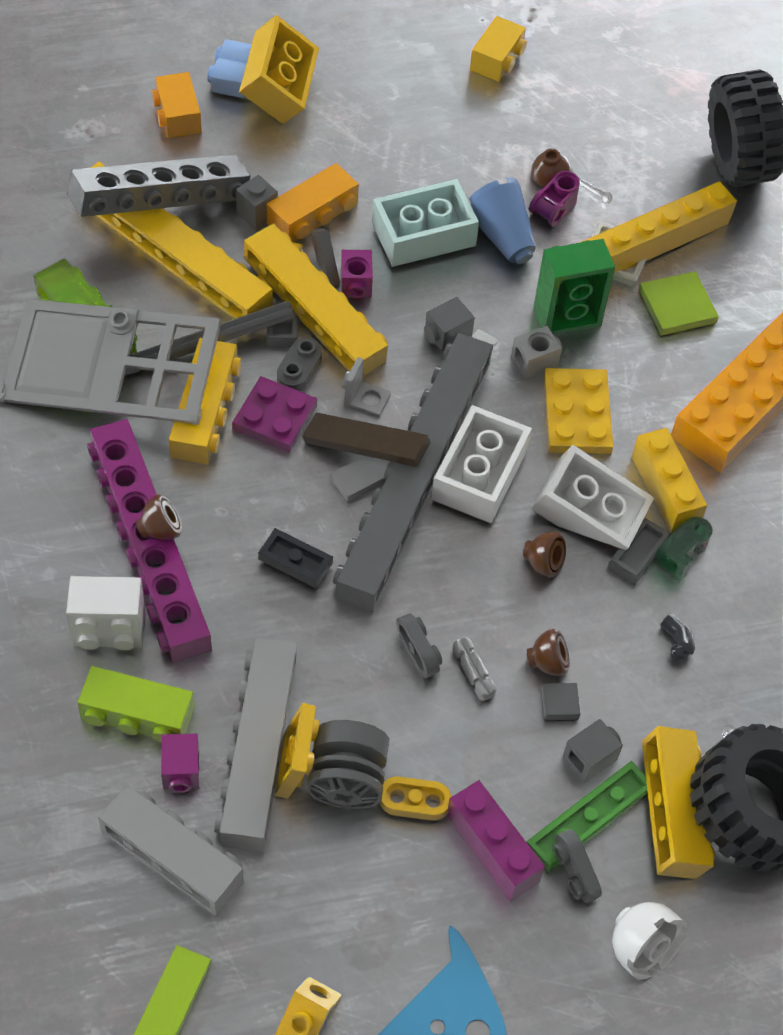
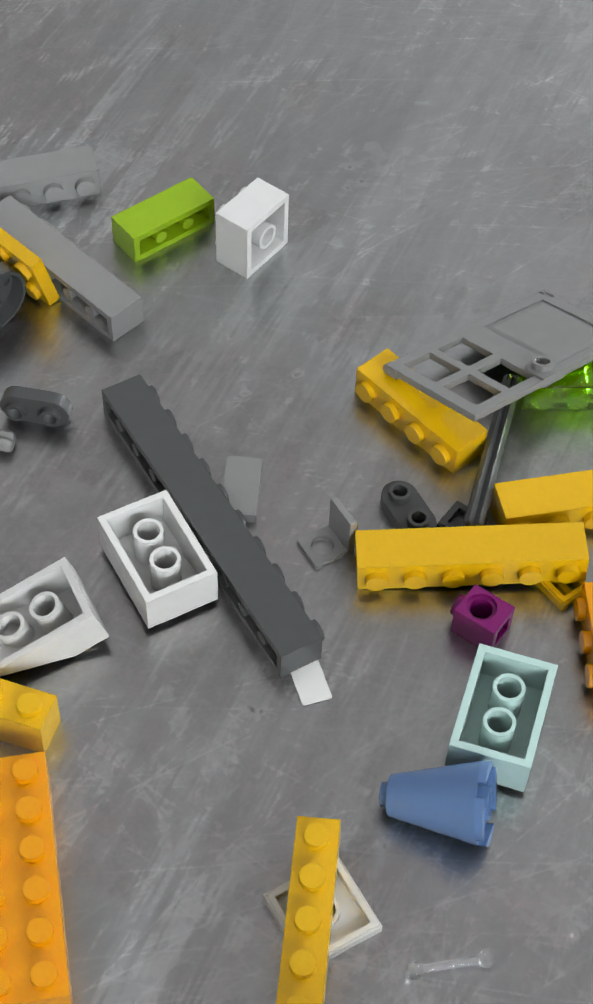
camera: 130 degrees right, 5 degrees down
(159, 519) = (297, 284): reddish brown brick -> none
(180, 762) = (91, 217): magenta brick -> none
(182, 639) = (306, 300): magenta brick -> none
(274, 414) = (365, 461): magenta plate -> none
(295, 558) = (198, 381): black plate -> none
(325, 254) = (537, 606): dark grey tile -> none
(366, 439) = (263, 487): dark brown tile -> none
(447, 321) = (350, 656): dark grey brick -> none
(536, 351) = (248, 695): light grey brick -> none
(546, 553) = (24, 552): reddish brown brick -> none
(548, 165) = (501, 934): reddish brown brick -> none
(556, 197) = (445, 889): magenta piece -> none
(573, 286) = (281, 764): green brick -> none
(578, 410) = (152, 707): yellow plate -> none
(678, 303) = (198, 919): lime tile -> none

